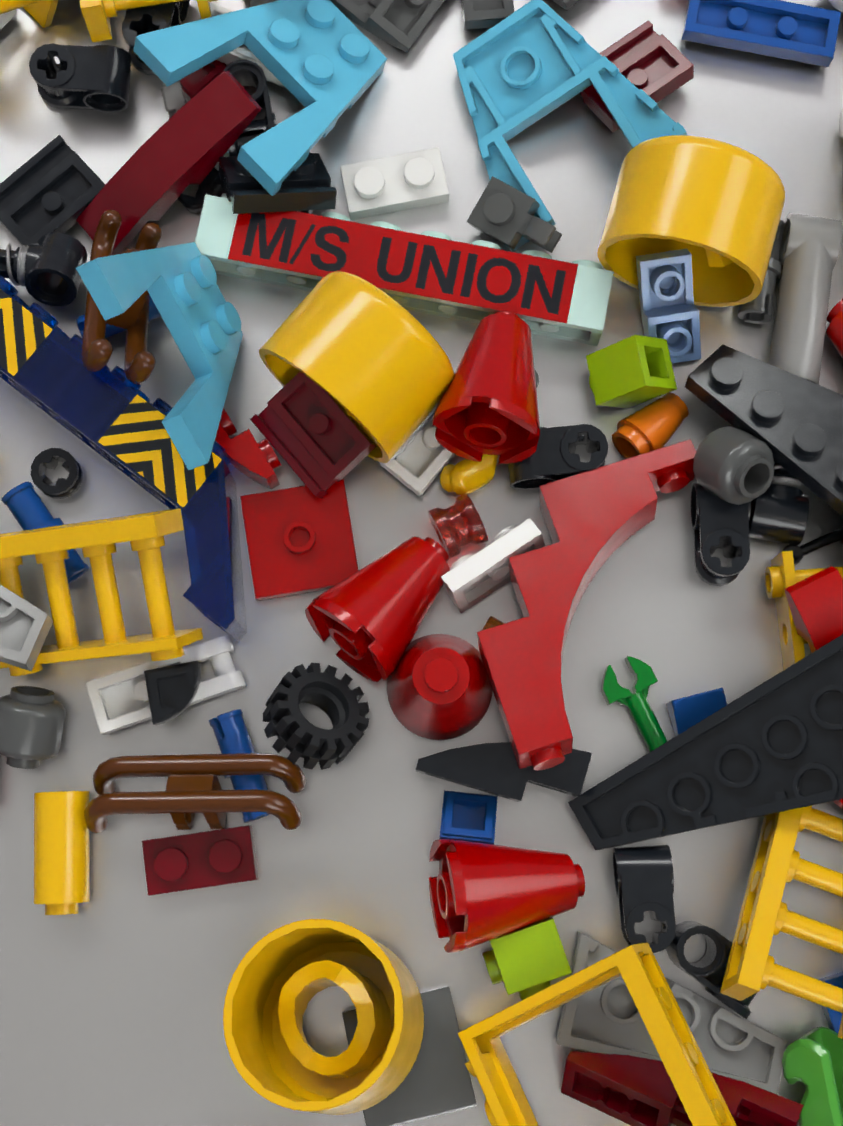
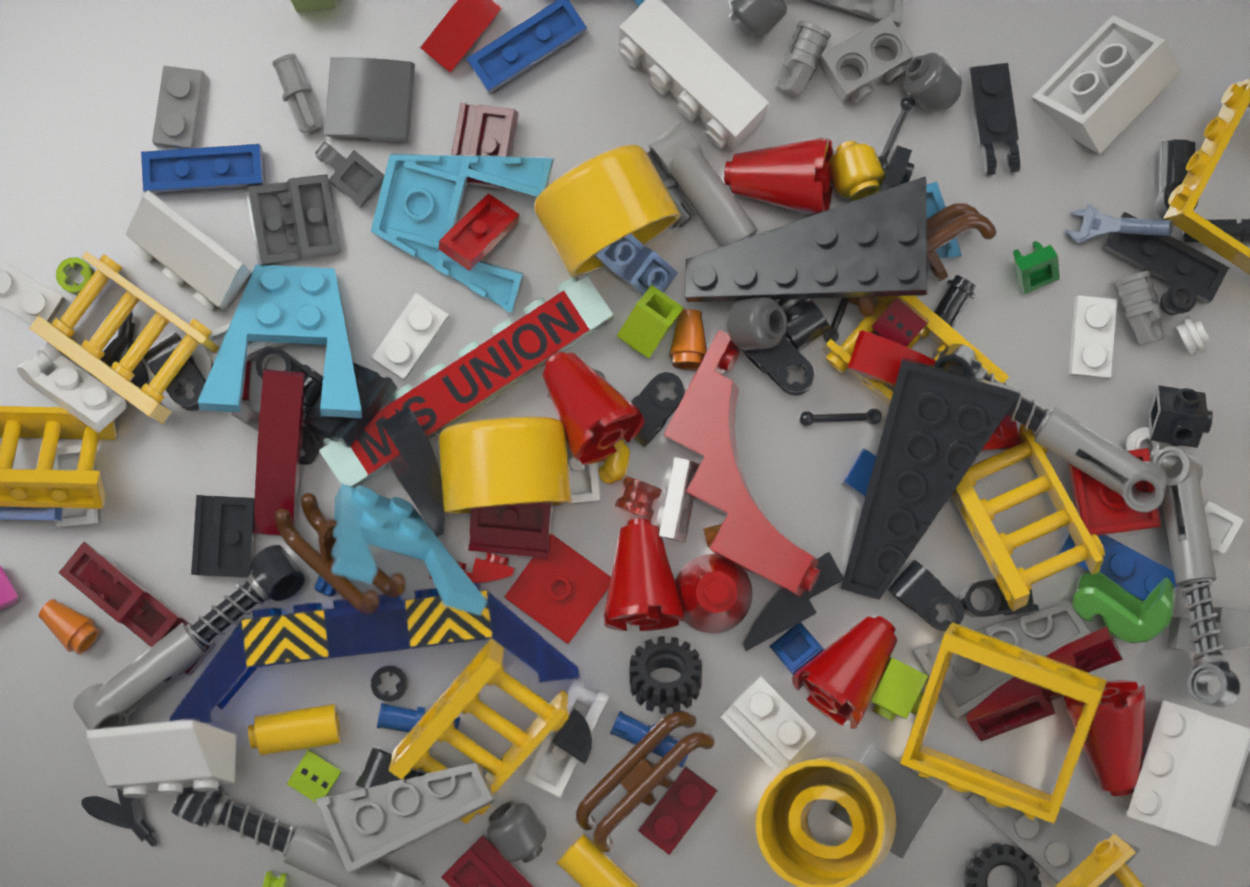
camera: 50 degrees left, 5 degrees up
(84, 78) = (181, 441): black piece -> none
(278, 289) = (417, 467): none -> black slope
(368, 865) = (768, 724): none -> white plate
(509, 215) = (495, 296): dark grey plate -> none
(550, 143) = (478, 231): none -> red plate
(636, 702) = (825, 498): green bar -> none
(758, 669) = (872, 416): none -> black hinge

